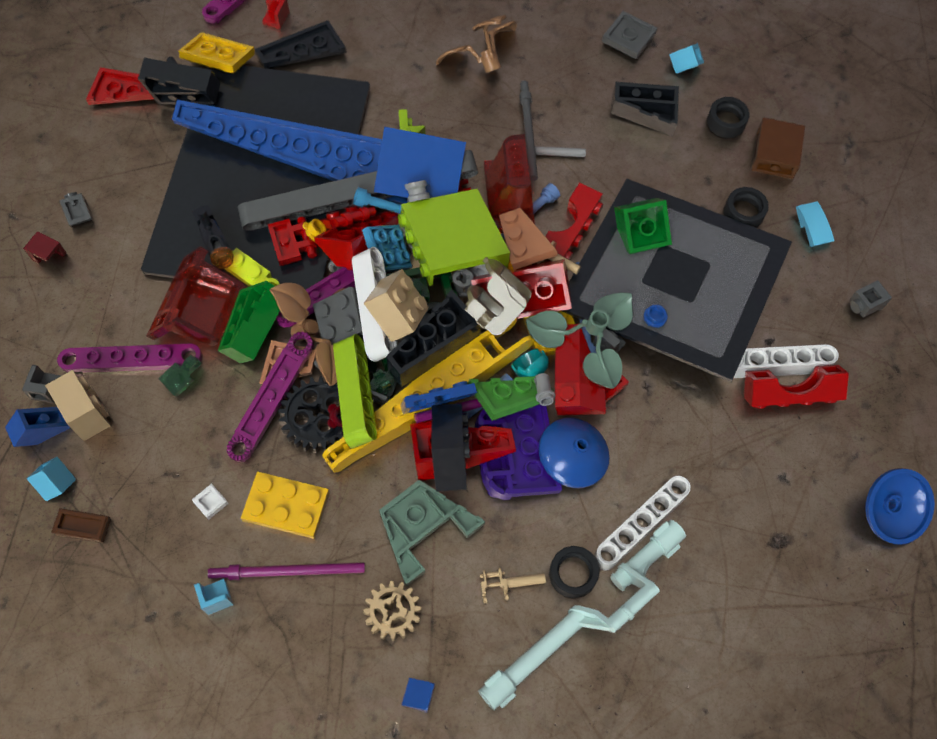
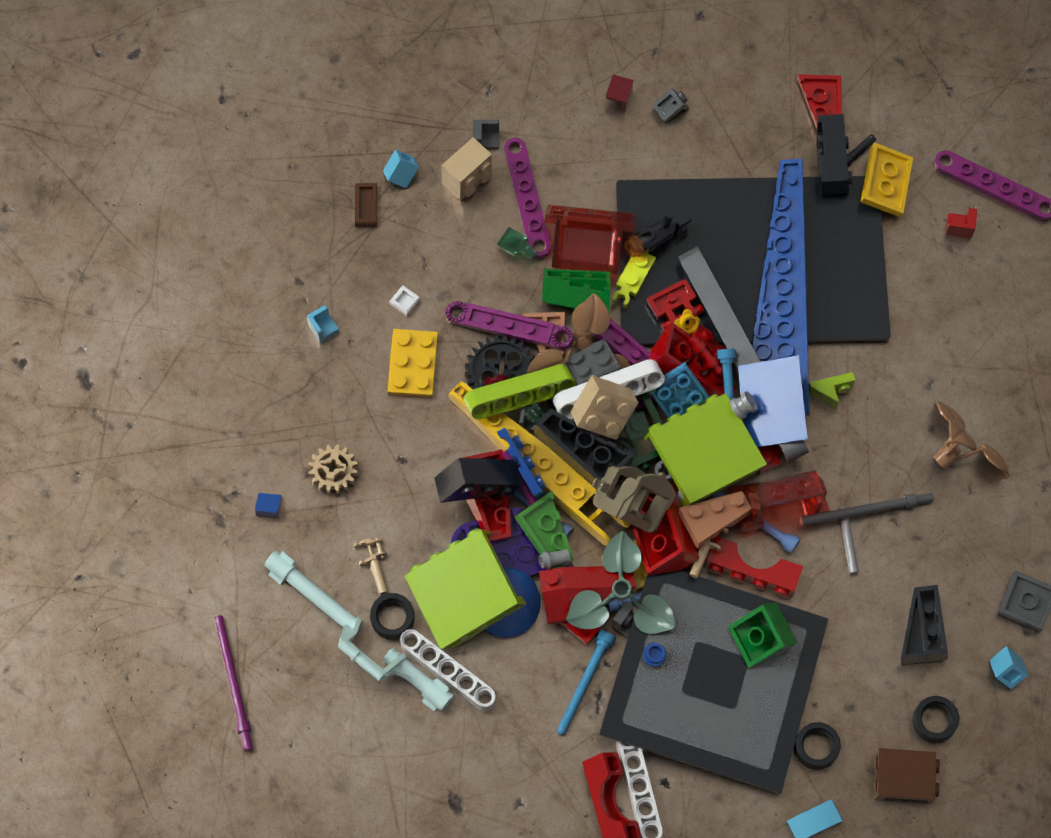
camera: 80 degrees right, 5 degrees up
(35, 425) = (443, 138): blue slope -> none
(235, 572) = (346, 338): magenta bar -> none
(301, 46) = (923, 263): black wing -> none
(417, 515) = (415, 470): sand green wing -> none
(531, 363) = (586, 549): teal hair -> none
(562, 486) = (463, 590): none -> lime panel
(629, 368) = (604, 641): none -> dark azure piece

